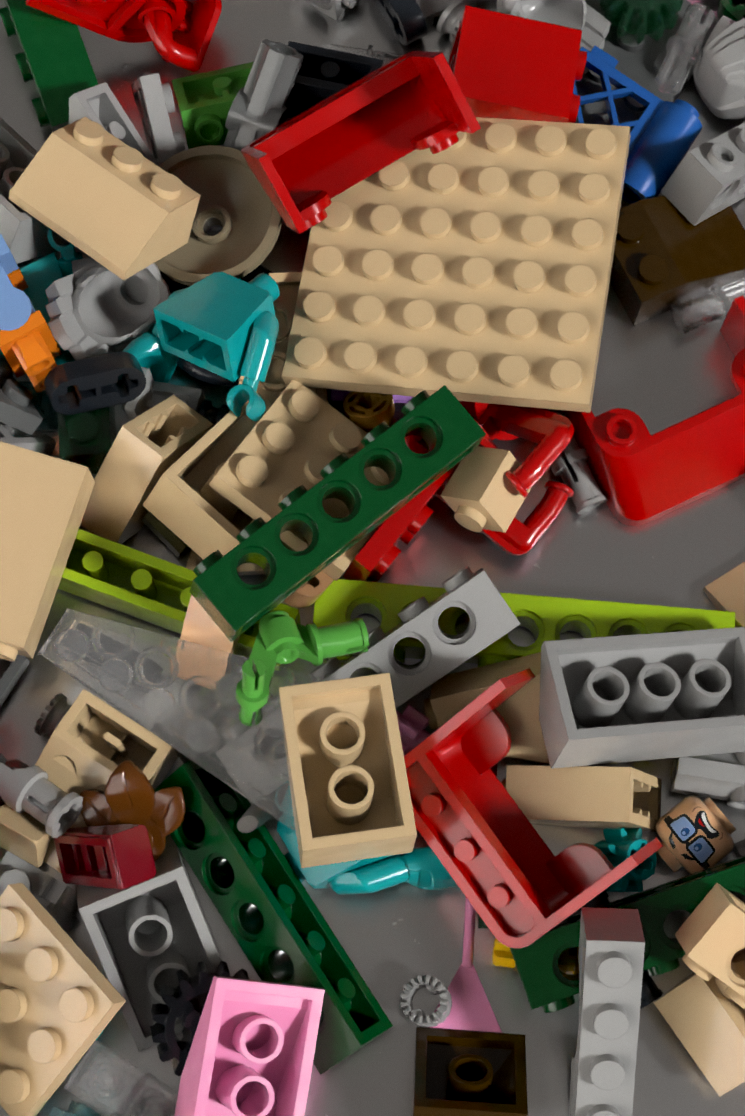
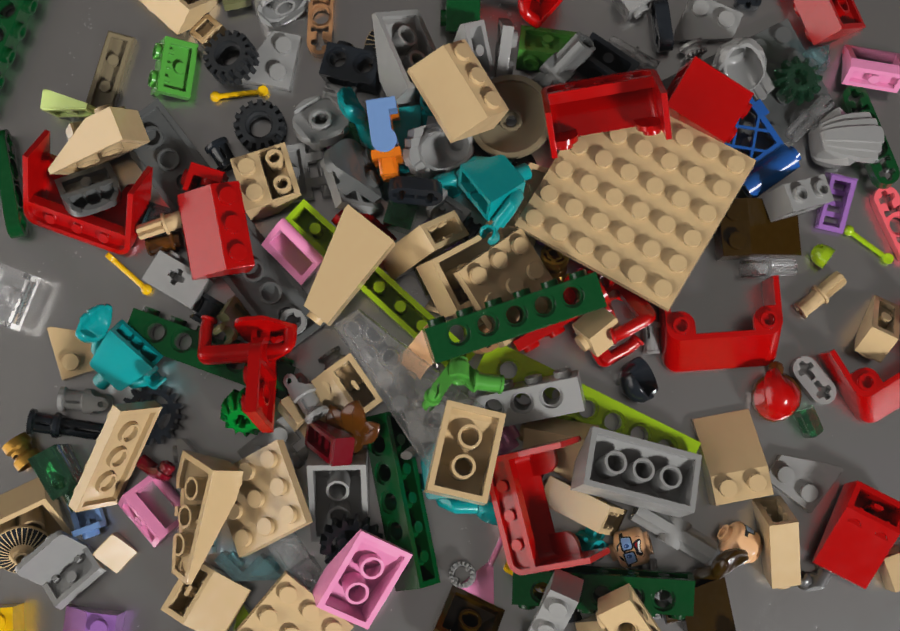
camera: 20 degrees right, 10 degrees up
(587, 556) = (637, 380): none -> black hair

